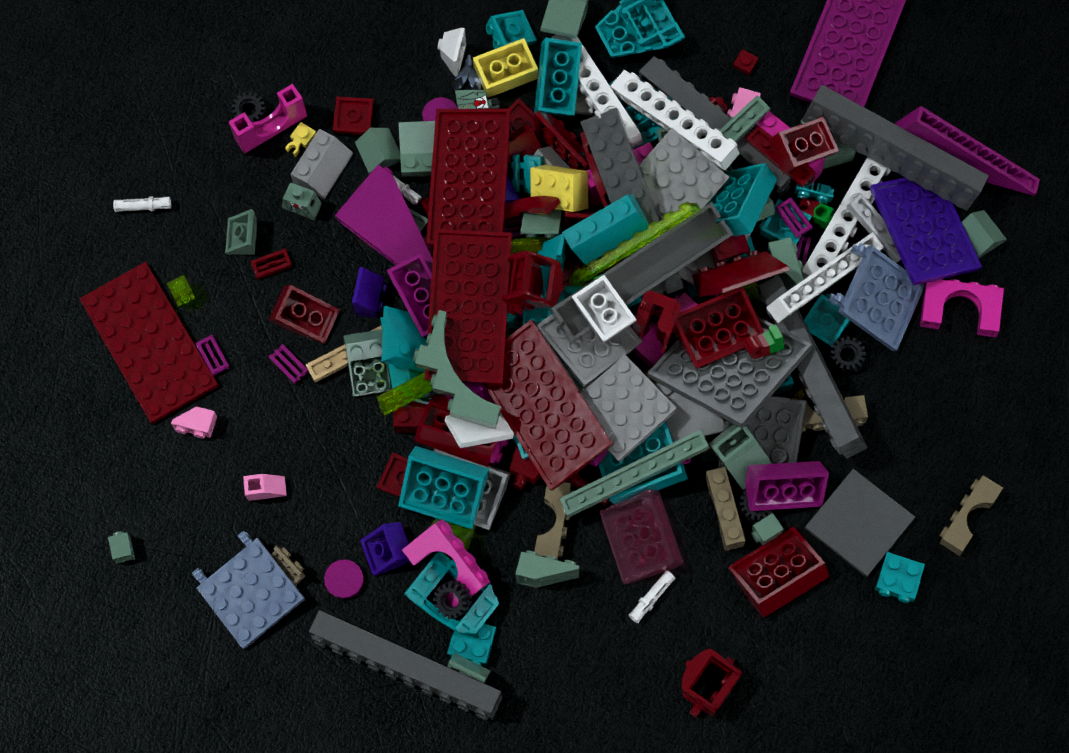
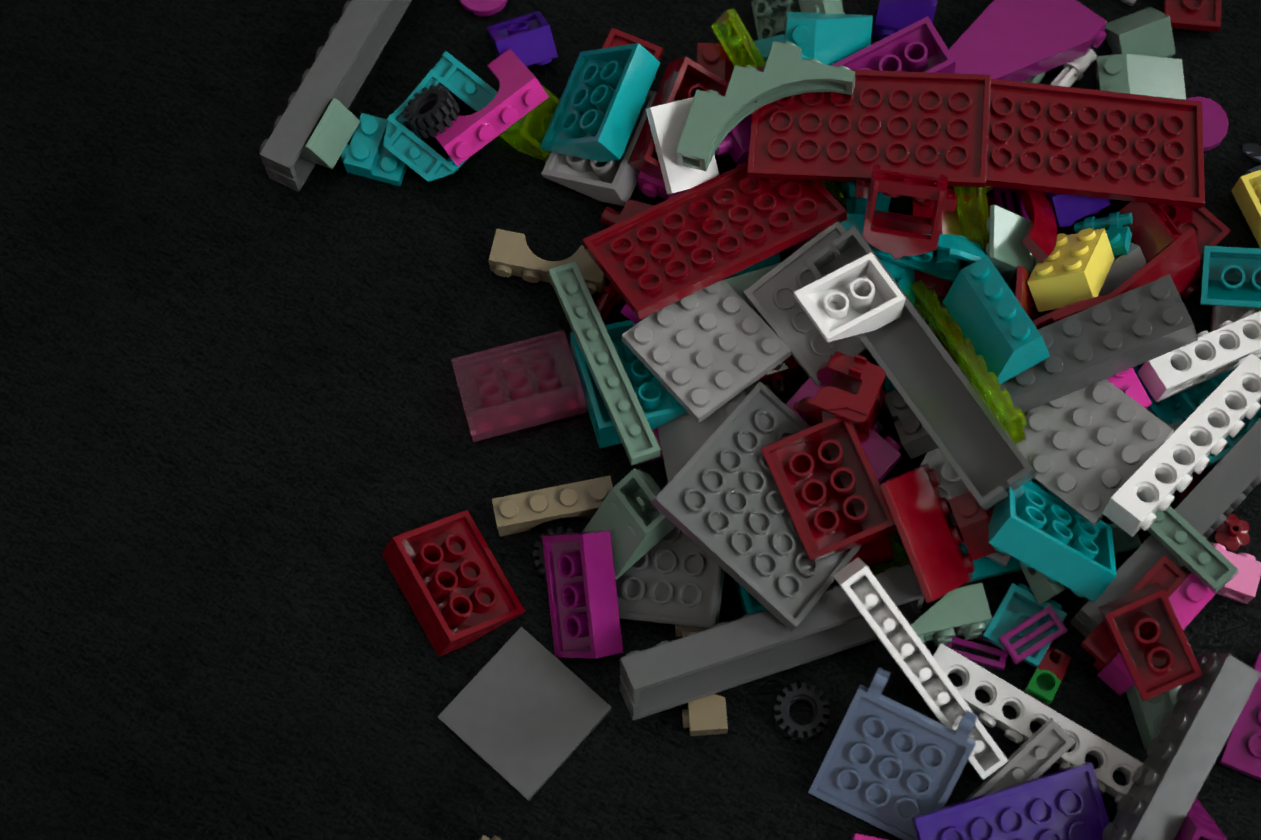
camera: 90 degrees right, 0 degrees up
(475, 100) = (1221, 168): sand green torso -> none
(542, 571) = (473, 229): sand green slope -> none
(651, 597) = (418, 388): white pin -> none
(695, 669) = (301, 442): dark red animal -> none
(765, 343) = (797, 552): leg -> none
(766, 529) = (518, 567): sand green brick -> none
(824, 196) = (1070, 684): teal hinge -> none
(826, 321) = (854, 668): teal plate -> none
(899, 578) = (431, 767): teal plate -> none

